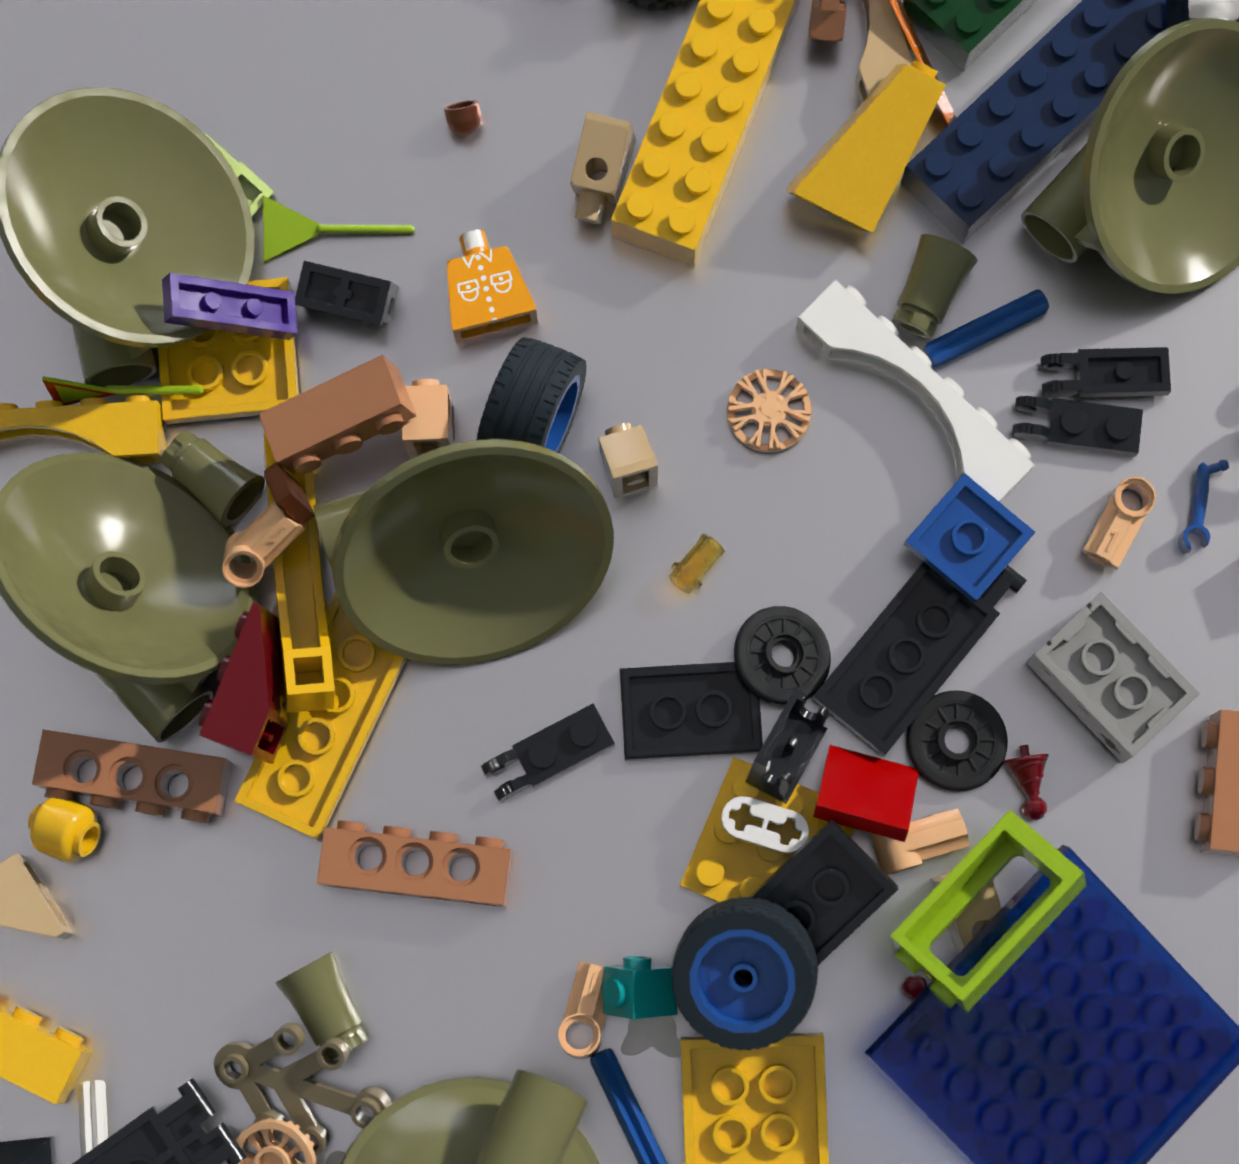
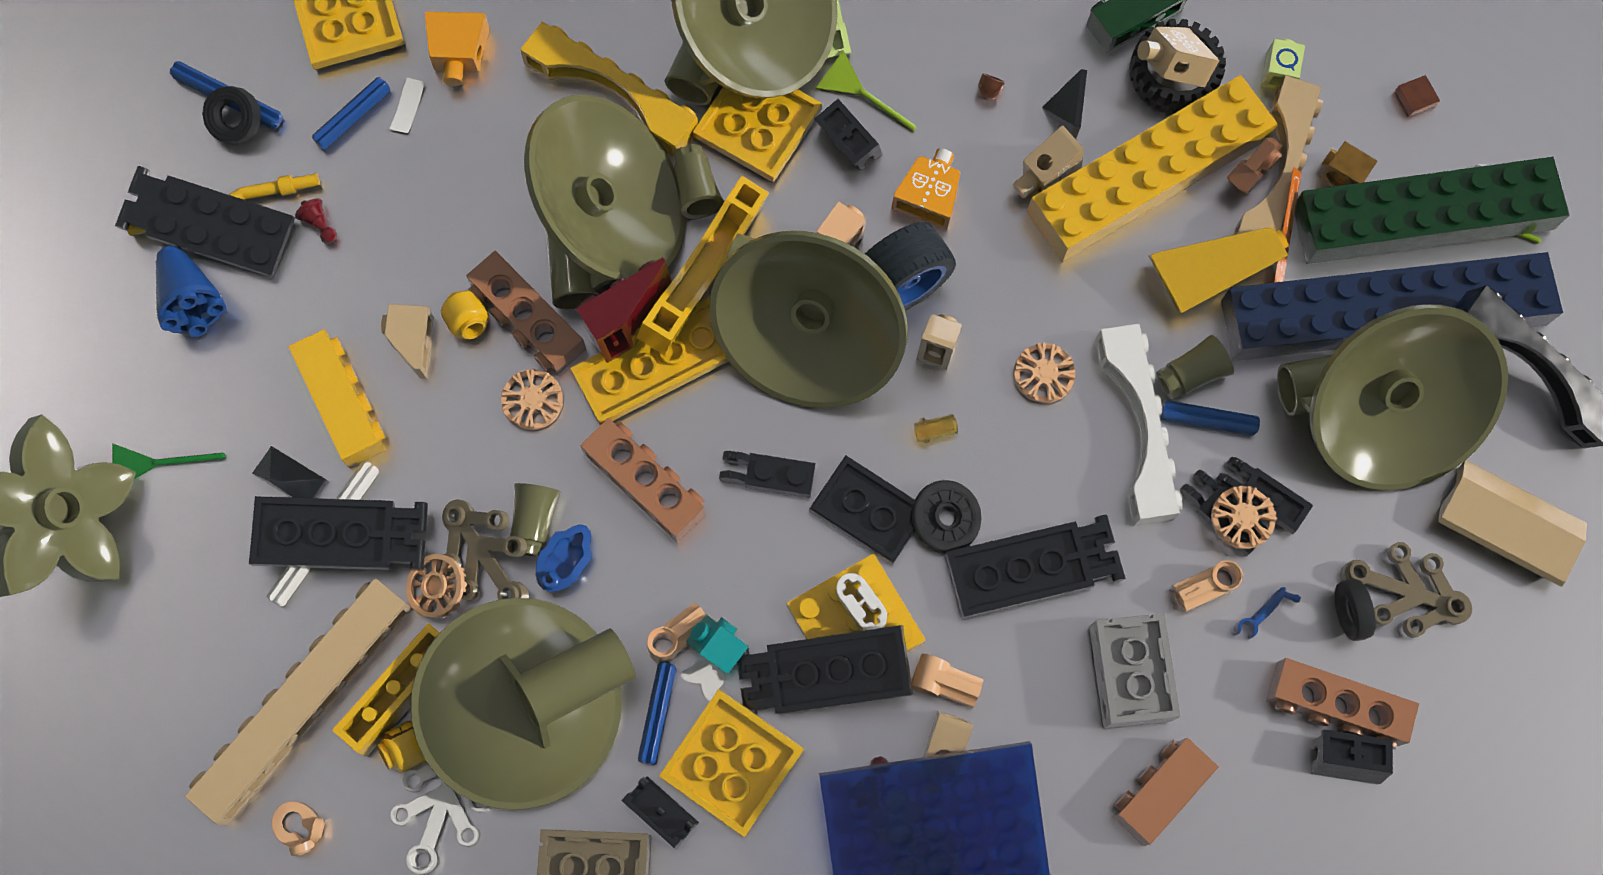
camera: 30 degrees right, 5 degrees down
(72, 392) = (655, 81): lime piece -> none
(216, 868) = (532, 399): none -> light nougat wheel
(229, 306) = (776, 91): dark purple plate -> none
(263, 541) = (695, 233): light nougat piece -> none
(288, 494) = (729, 215): copper tile -> none
(337, 415) = (790, 191): nougat brick -> none
(395, 1023) = (563, 558): none -> blue arm
(567, 76) = (1067, 104): none -> black slope
(753, 938) = (809, 681): wheel -> none
(788, 748) = (909, 569): black hinge -> none
(866, 793) = (935, 629): red tile -> none
(951, 769) = (1005, 661): black wheel -> none
(961, 886) = (947, 718): lime piece -> none
(969, 538) = (1108, 527): blue plate -> none
(1028, 773) = (1042, 690): dark red piece -> none
(1105, 417) = (1243, 517): none -> light nougat wheel

